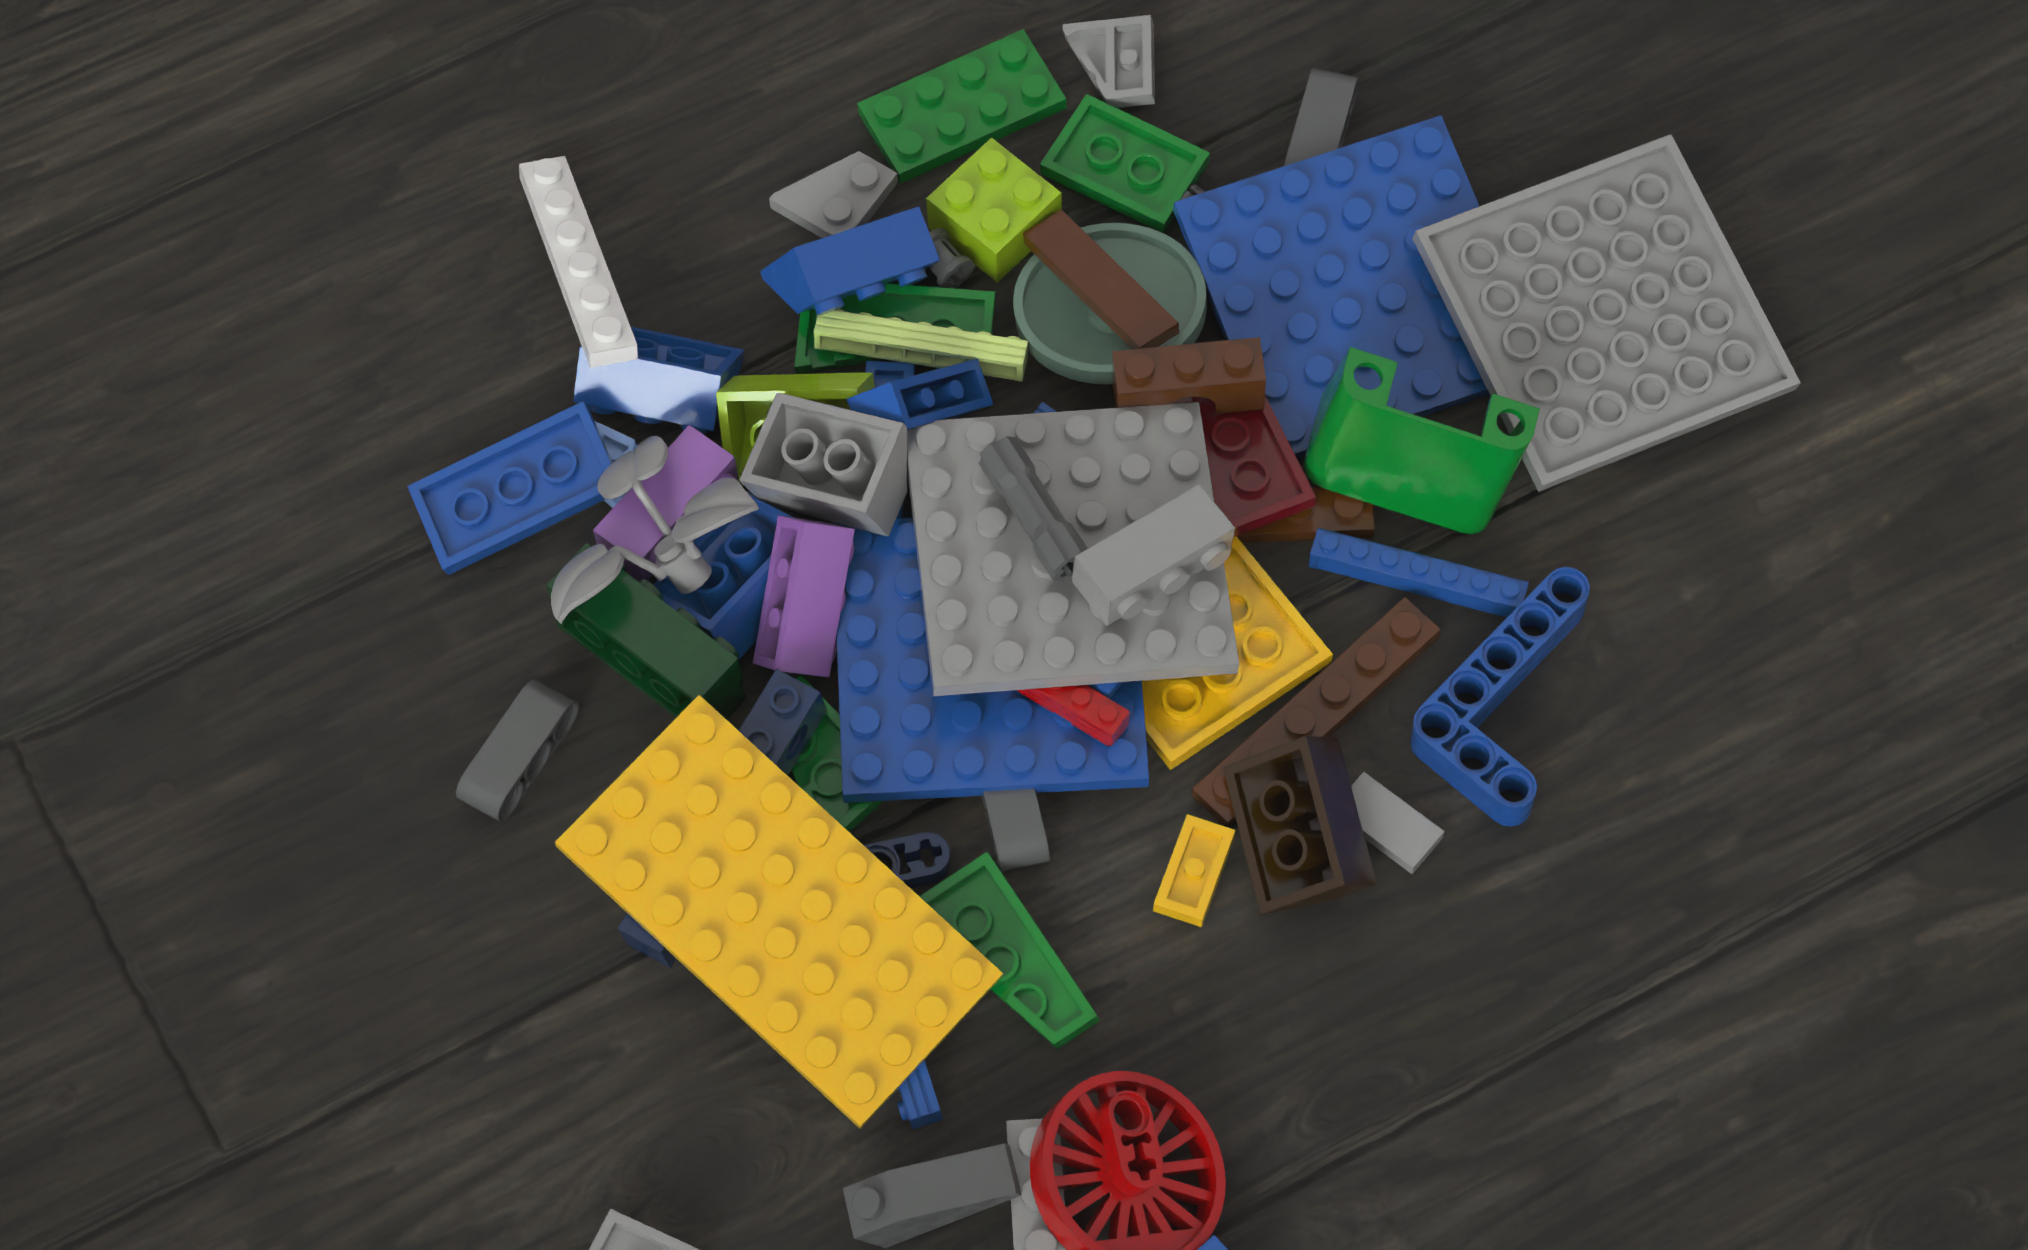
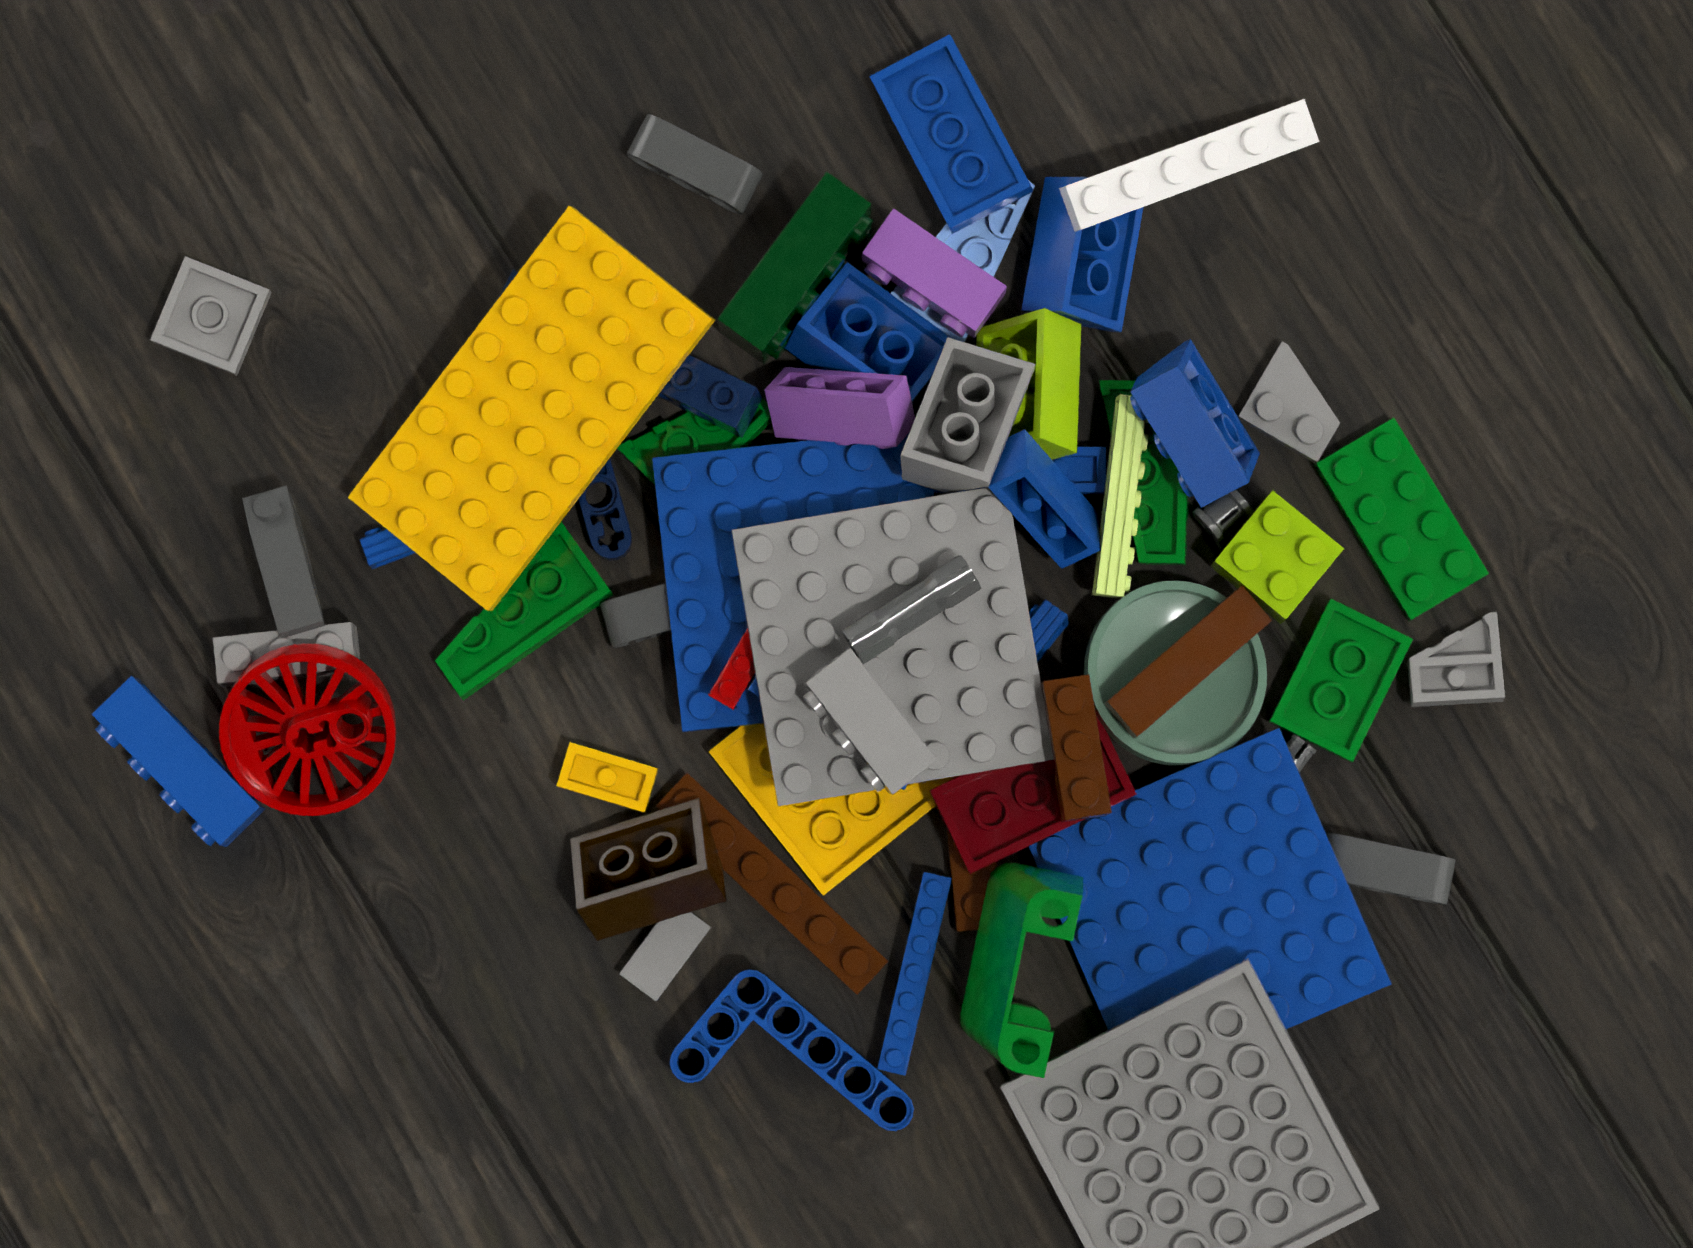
camera: 85 degrees right, 20 degrees up
(676, 553) = (876, 310): light grey plant -> none

